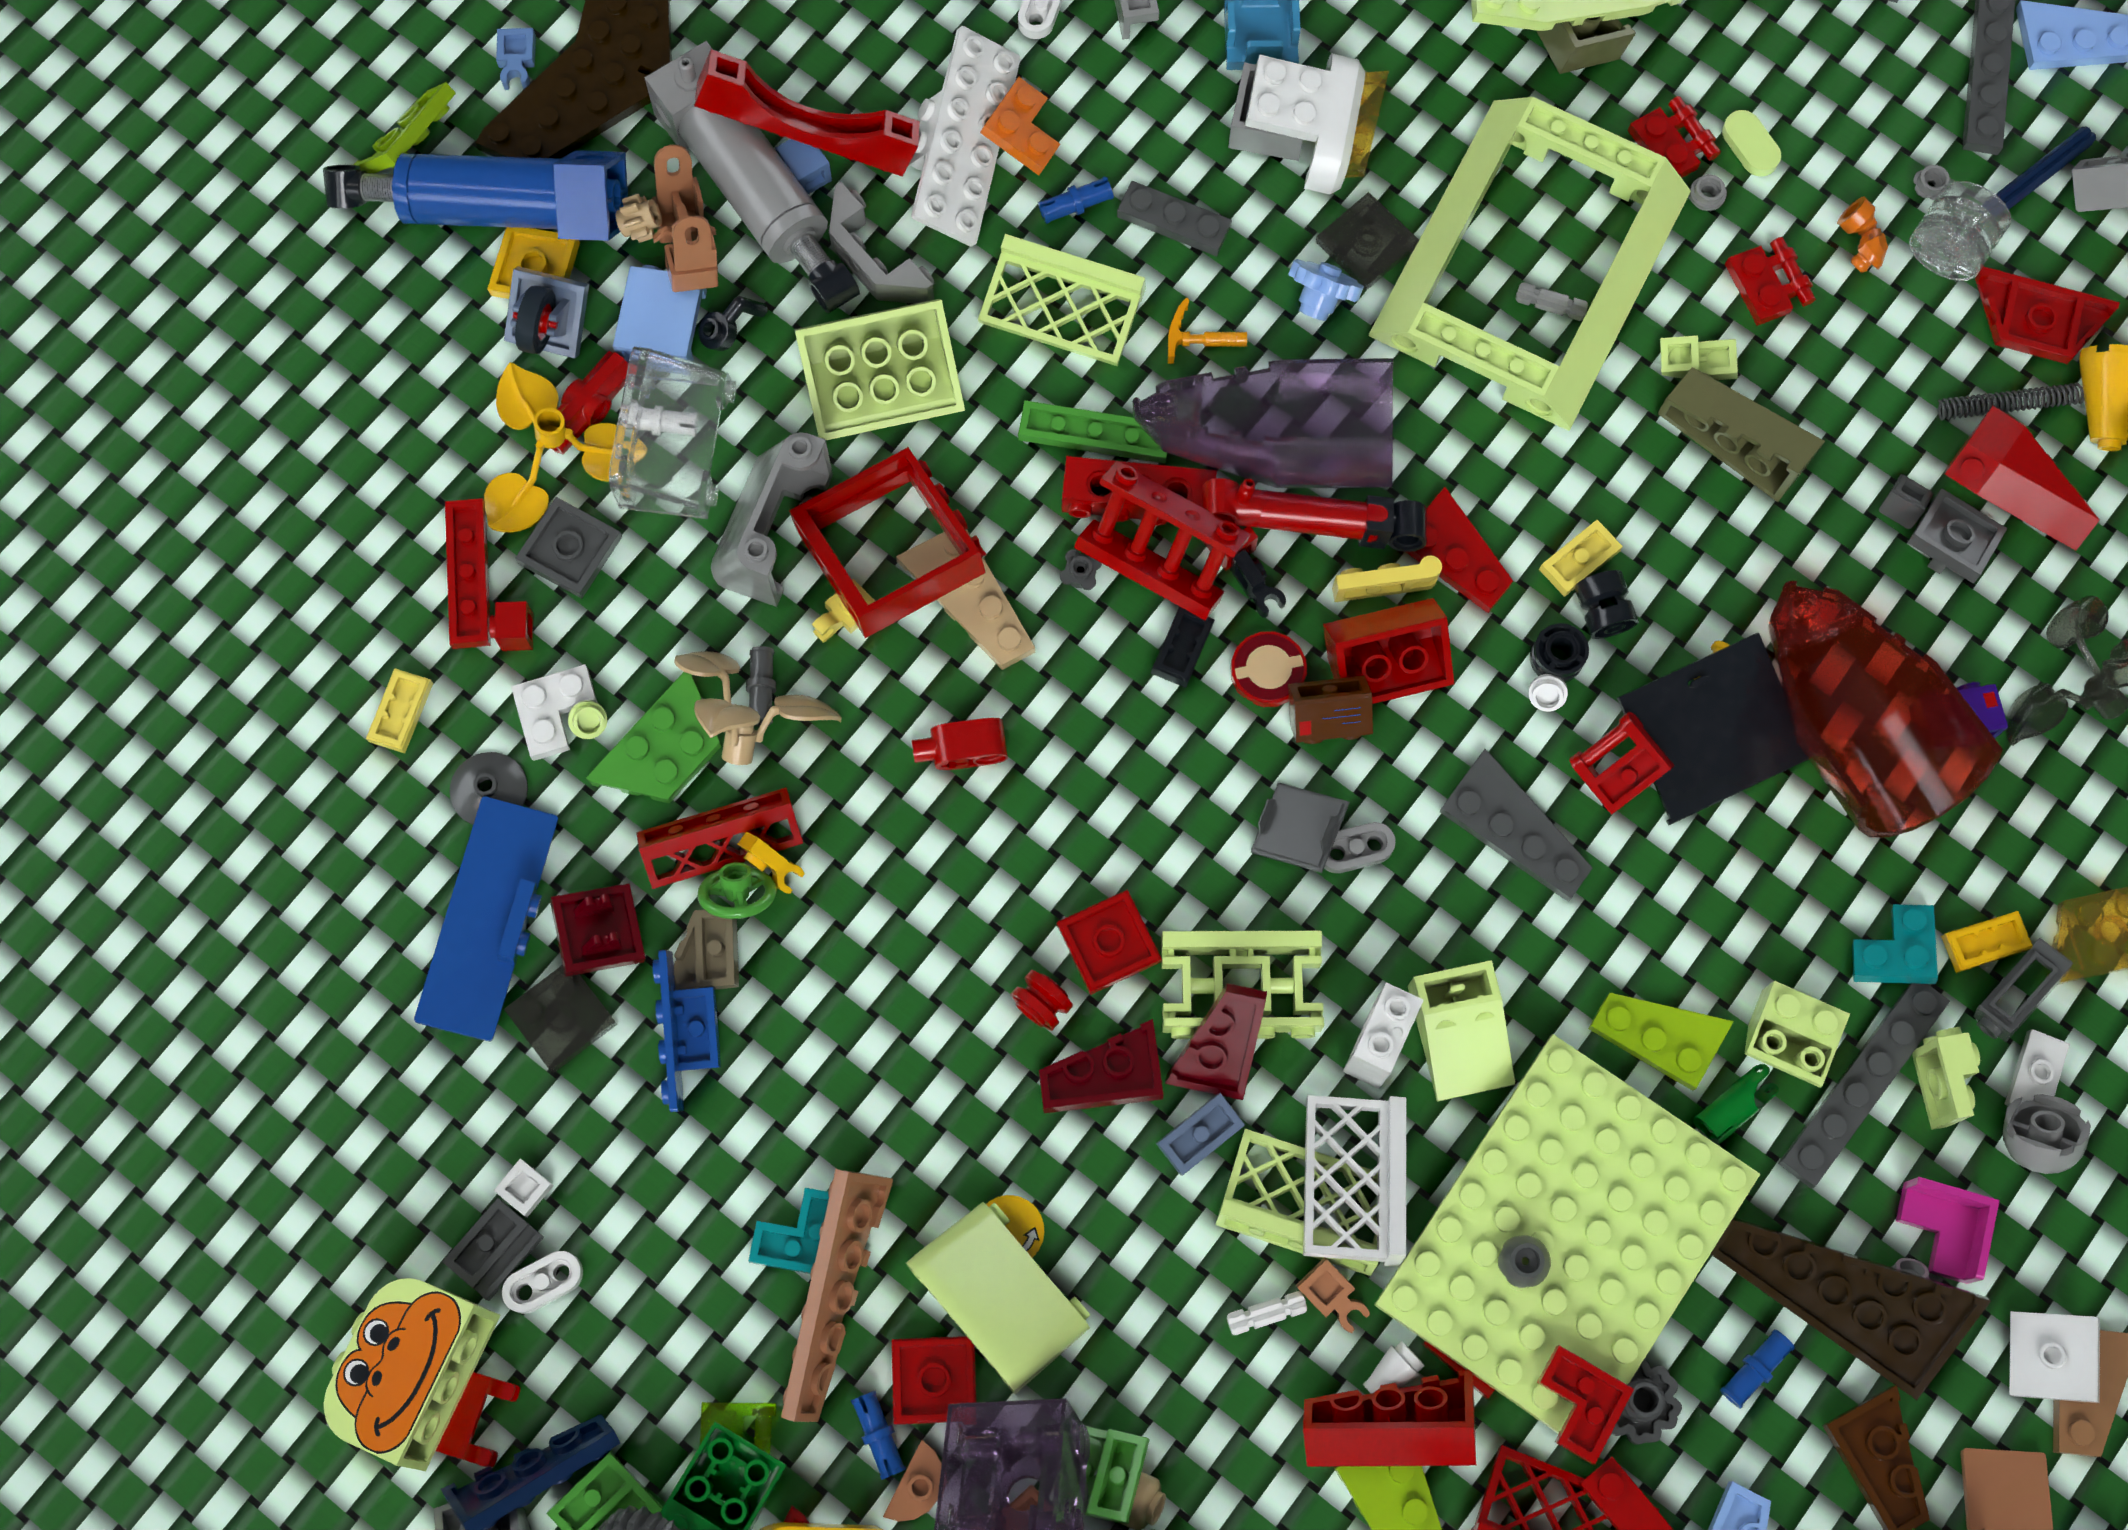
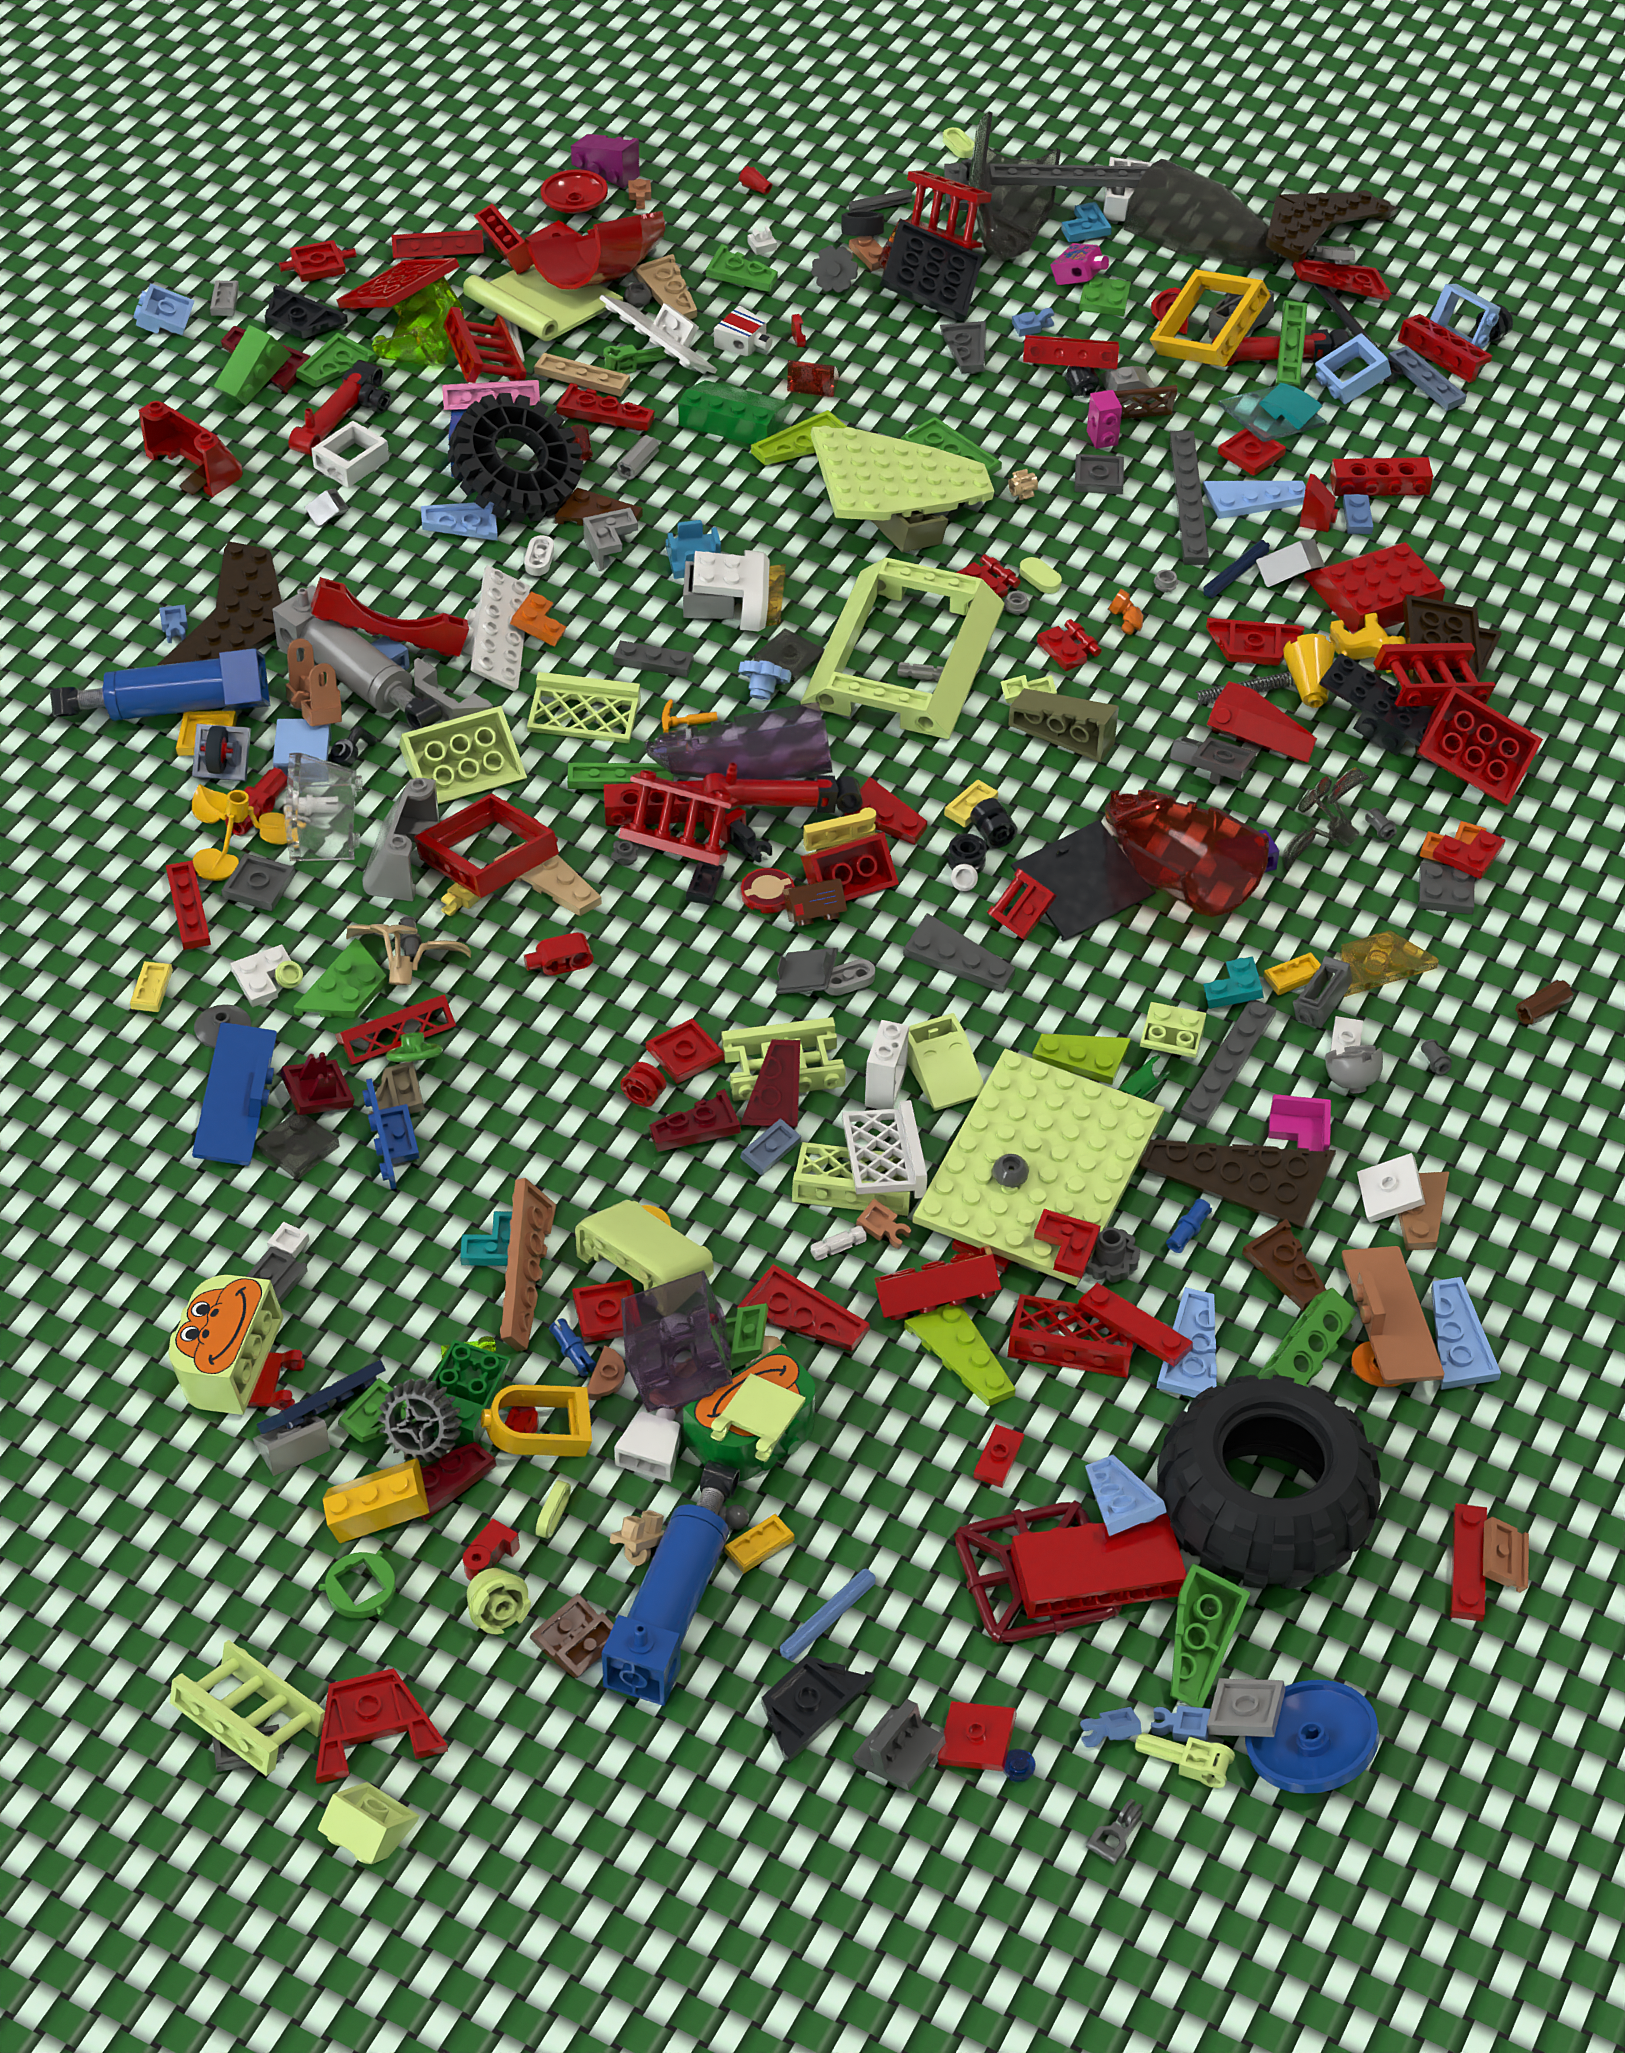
camera: 10 degrees left, 25 degrees down
(413, 129) = (110, 663): lime wing -> none
(512, 626) = (225, 928): red plate -> none
(543, 1281) = (310, 1293): white plate -> none
(638, 218) = (279, 689): tan gear -> none
(763, 856) = (435, 1030): yellow plate -> none
(1075, 200) = (583, 655): blue pin -> none
(1189, 1416) = (805, 1310): none -> red wing
(1397, 1366) = (938, 1251): white cone -> none
(1942, 1070) = (1279, 1040): yellowish green plate -> none
(1960, 230) = (1187, 597): clear wheel -> none

